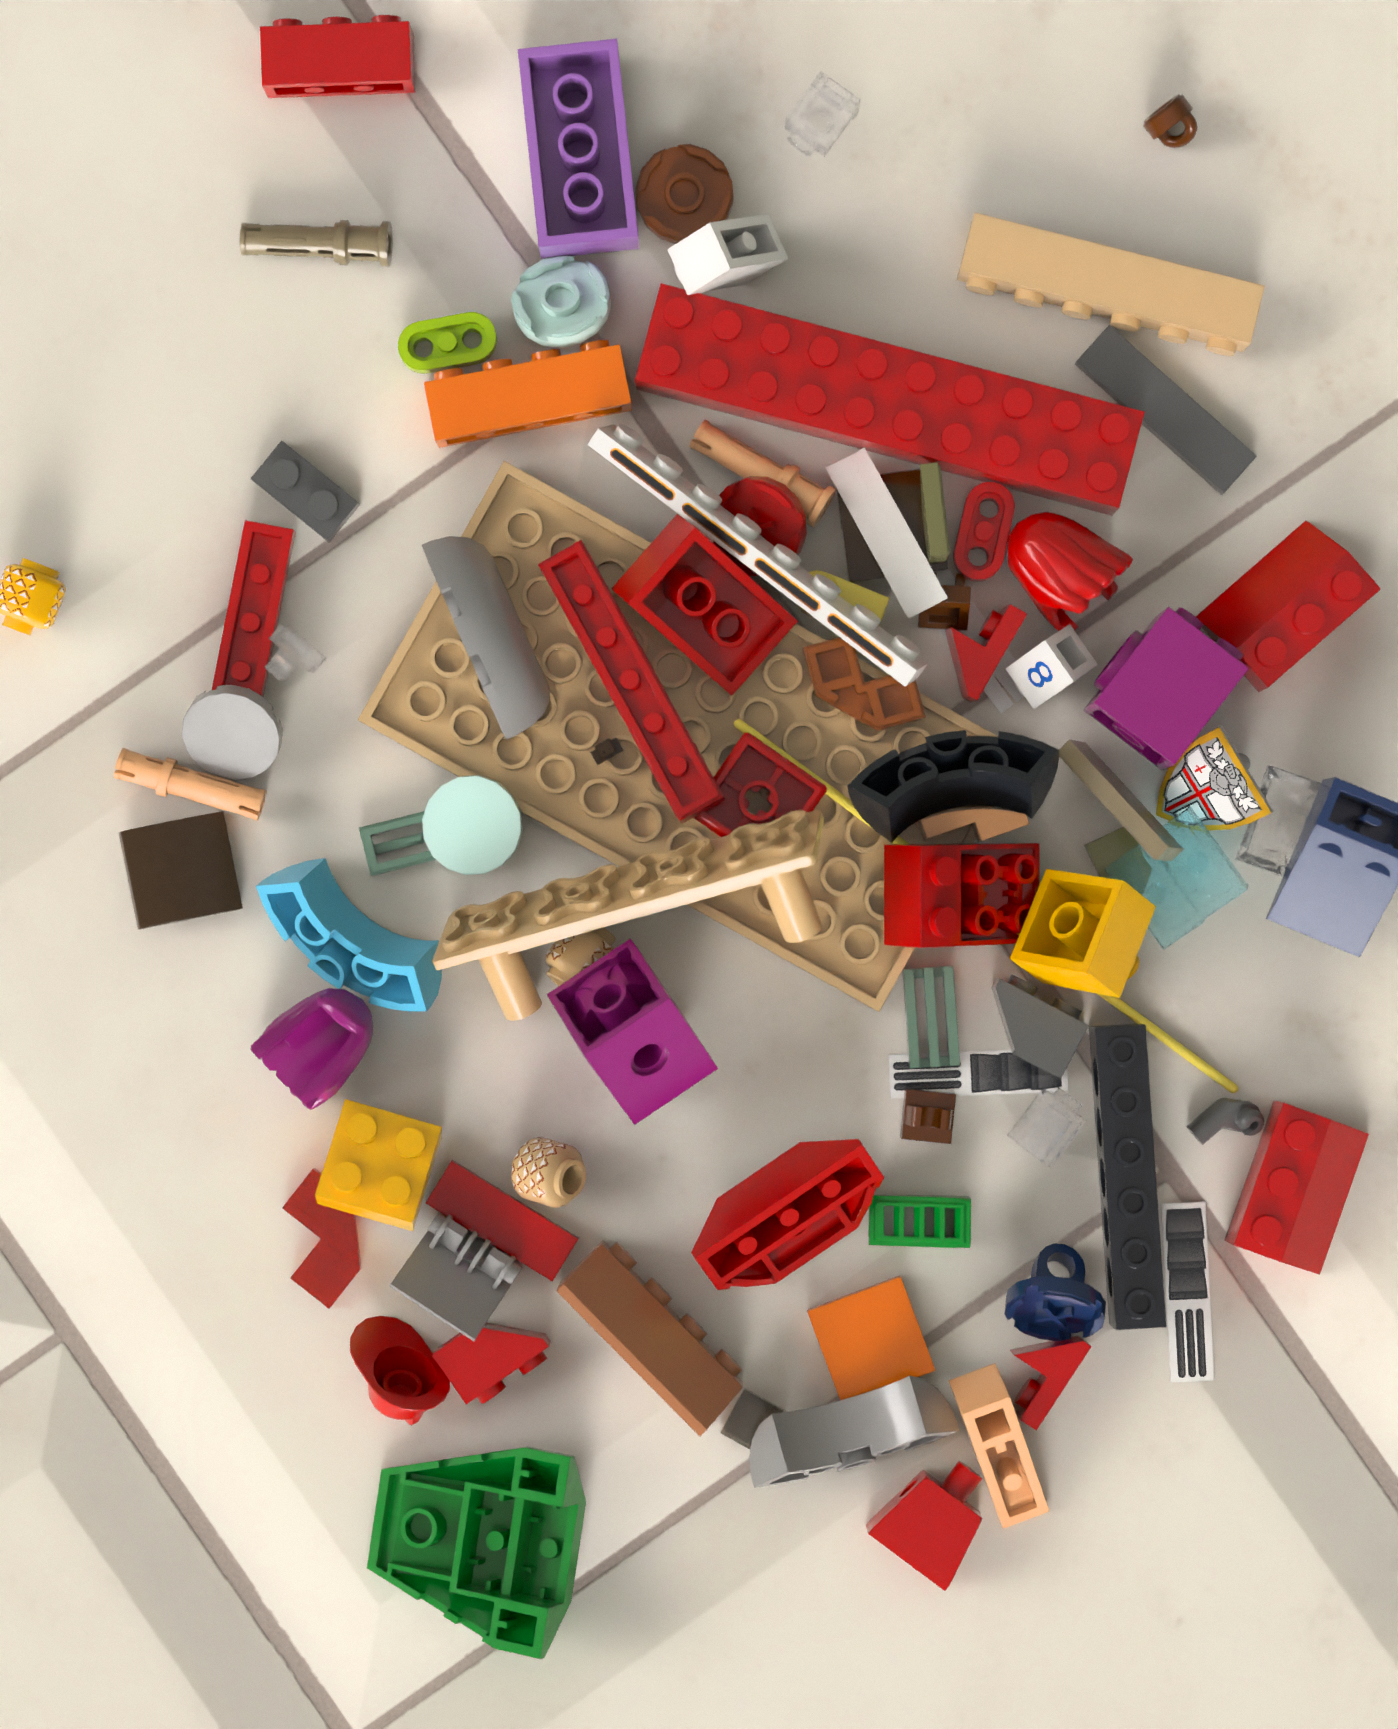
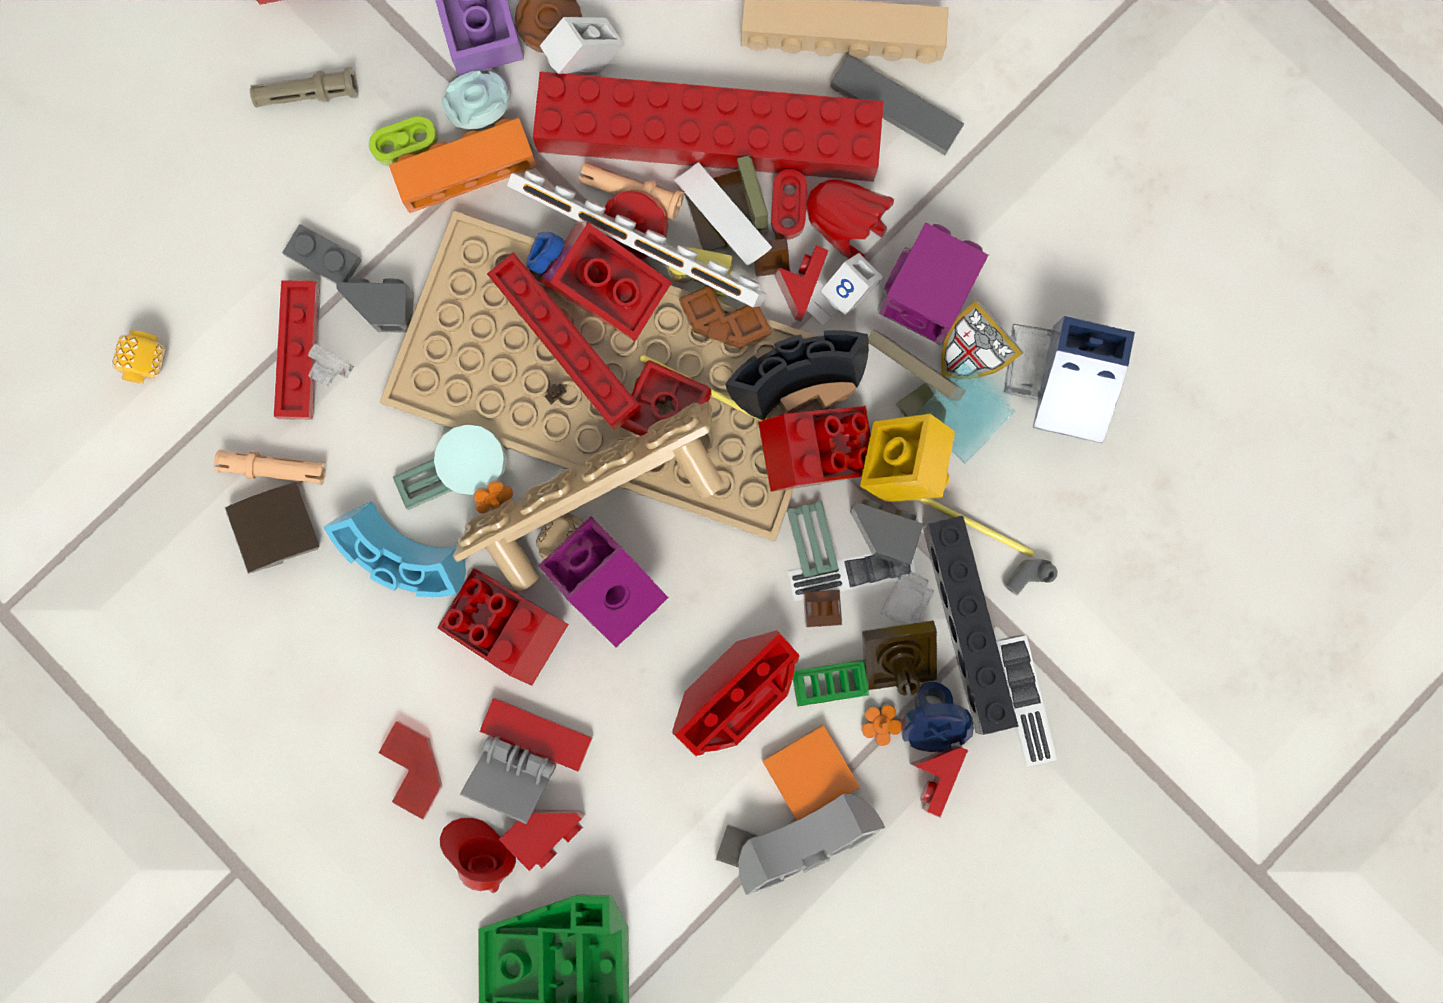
camera: 15 degrees left, 5 degrees down
(232, 732) = (292, 425): tile -> none
(317, 1044) = (383, 631): magenta hair -> none
(378, 1165) = (440, 709): yellow brick -> none
(381, 582) = (383, 305): none -> dark grey slope
(480, 1064) = (502, 627): none -> red slope
(490, 631) = (458, 317): light grey brick -> none
(495, 883) = (492, 497): none -> orange plant
(548, 1172) = (562, 693): tan head -> none
(625, 547) = (544, 251): none -> blue tile
(652, 1336) = (654, 798): nougat slope -> none
(931, 1523) = (877, 898): red torso -> none
(980, 1289) = (881, 724): none -> orange plant
(999, 1445) = (915, 833): light nougat slope -> none
(1023, 1203) = (900, 656): none -> dark brown plate
(1288, 603) = (1008, 214): red slope -> none
(1296, 1187) = (1088, 612): red slope -> none

